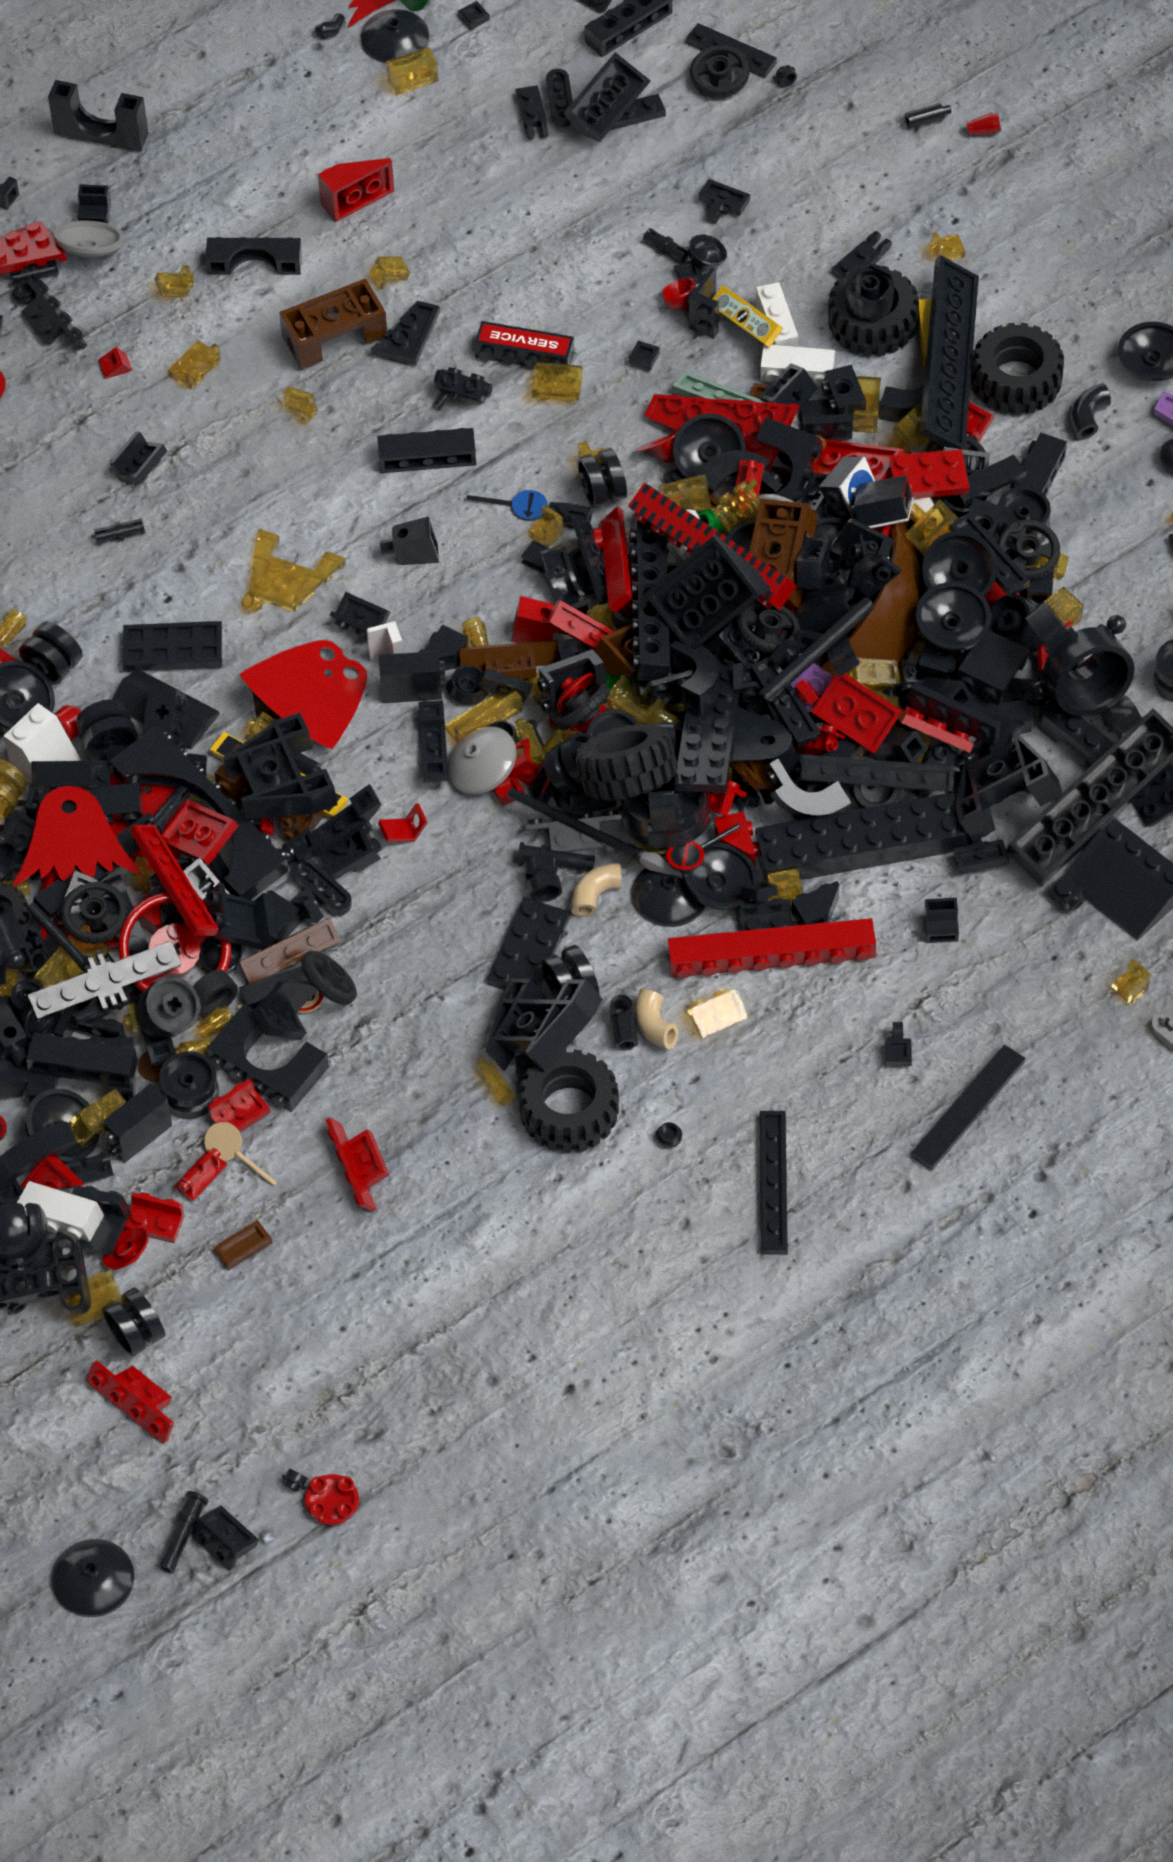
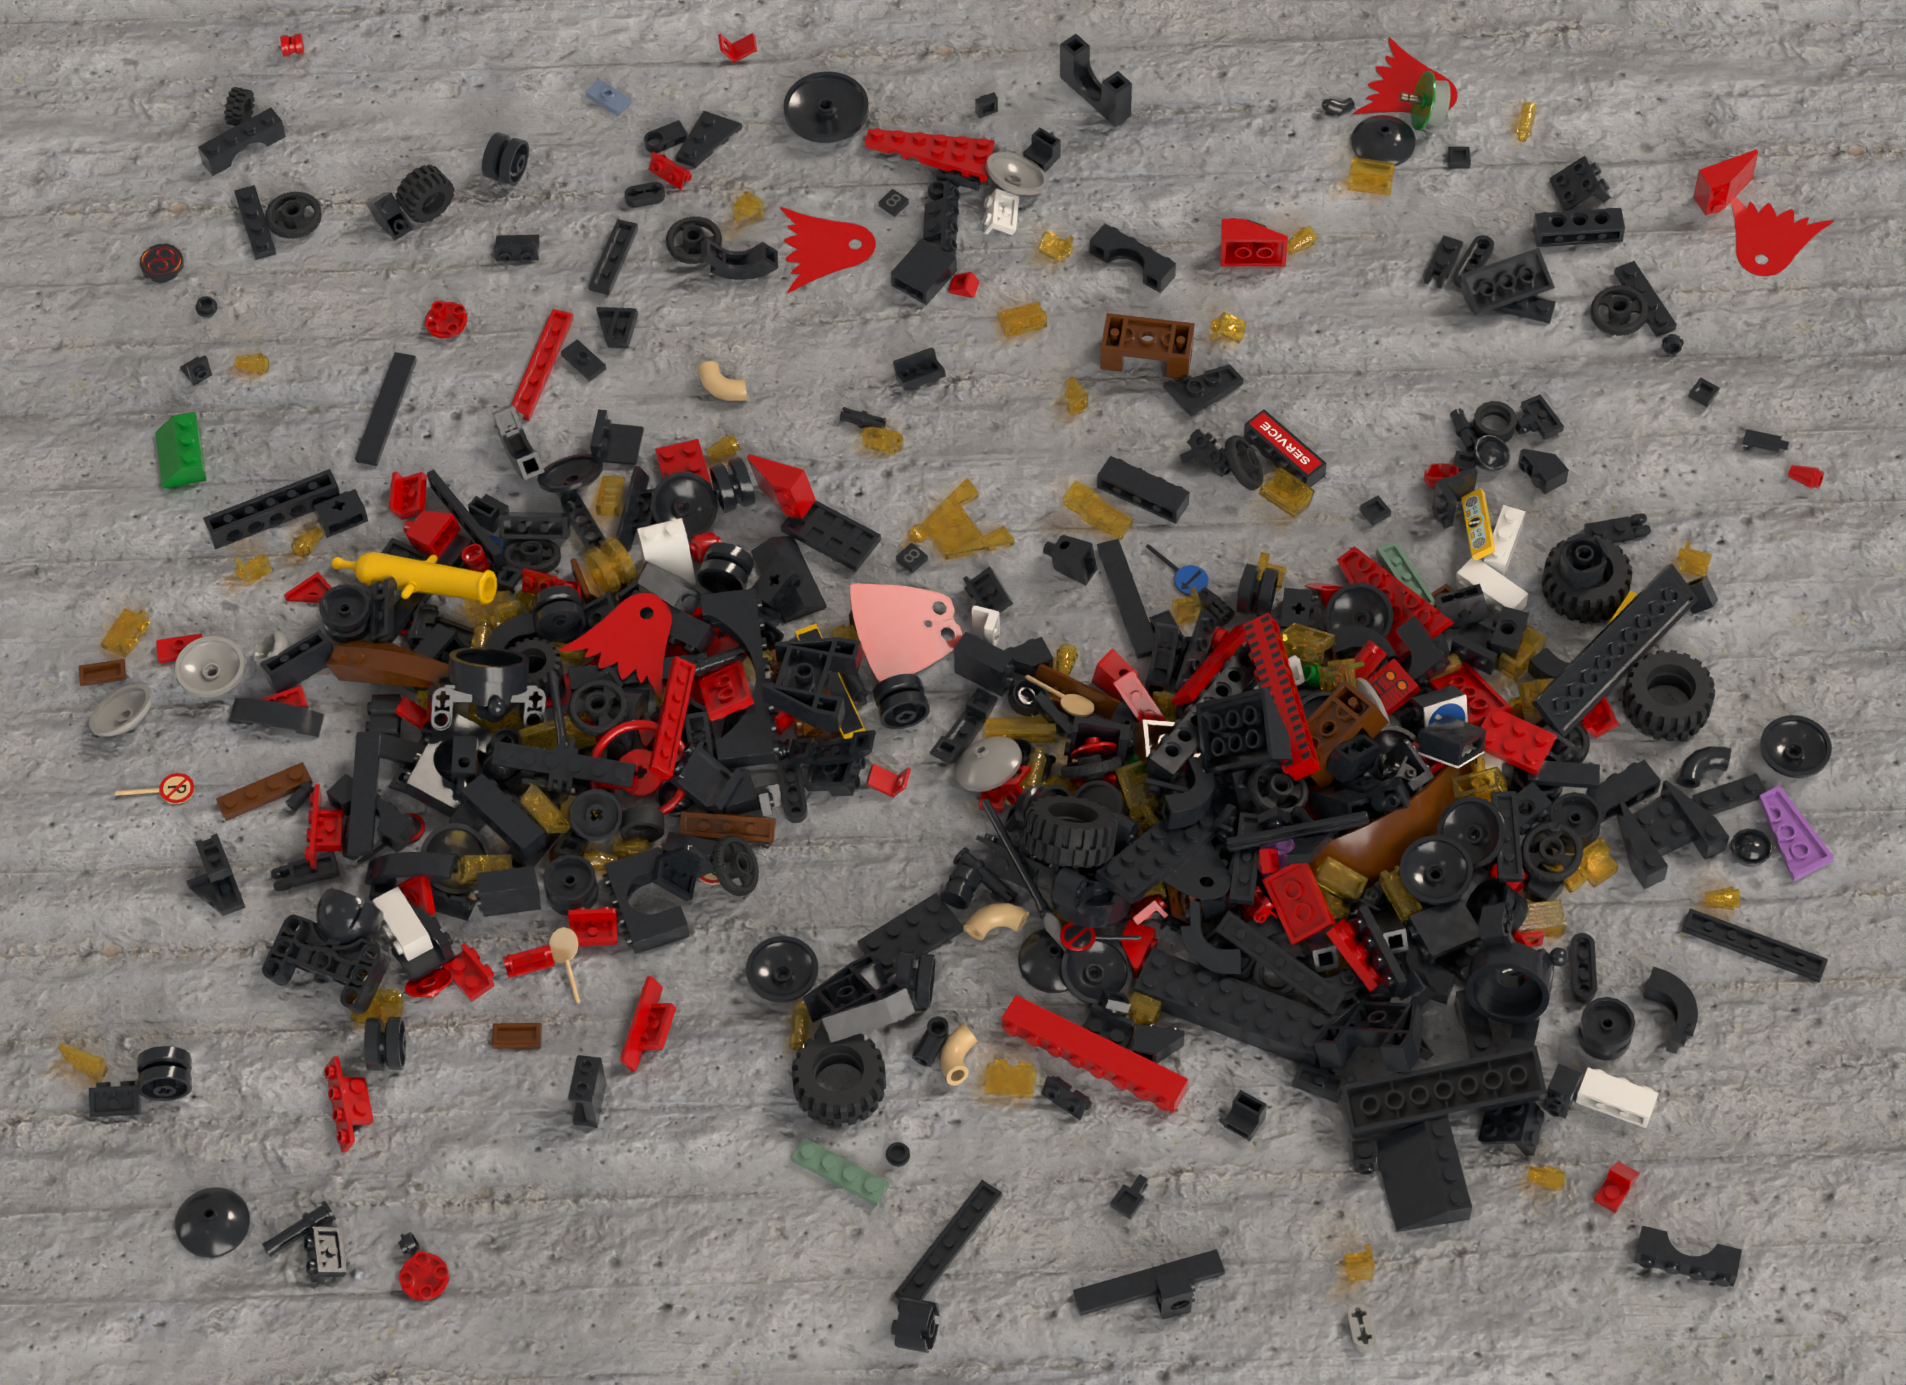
camera: 35 degrees right, 0 degrees up
(70, 370) = (924, 271): none -> black brick
(98, 281) = (1001, 212): none -> white bracket
(101, 625) = (784, 485): none -> red slope
(118, 1030) = (544, 811): none -> clear yellow bracket
(151, 539) = (882, 440): none -> clear yellow beam
(263, 626) = (911, 558): none -> black tile
(356, 1248) = (587, 1090): none -> black panel
(362, 751) = (901, 701): none -> black wheel
(397, 154) = (1301, 240): none -> clear yellow cone
(399, 492) = (1096, 511): none -> clear yellow slope
(439, 1029) = (782, 957): none -> black dish
(487, 552) = (1127, 597): none -> black tile
(501, 376) = (1244, 464): none -> black wheel
(515, 665) = (1071, 703): none -> tan piece
(630, 1181) = (840, 1171): none -> sand green plate
(643, 469) = (1297, 607): none -> black brick
(682, 211) = (1497, 409): none -> black tyre
(760, 240) = (1543, 468): none -> black slope
(775, 999) = (1060, 1093): none -> black hinge
(791, 483) = (1393, 686): none -> red tile
(805, 1262) = (915, 1324): none -> black brick
(844, 101) = (1704, 392): none -> black plate
(934, 658) = (1397, 894): none -> clear yellow hinge
(976, 266) = (1705, 594): none -> black panel
(1003, 1100) = (1174, 1293): none -> black brick
(1070, 540) = (1598, 862): none -> clear yellow piece
(1097, 481) = (1666, 828): none -> black wedge
(1127, 425) = (1730, 794): none -> black plate
(1132, 639) = (1587, 960): none -> black plate

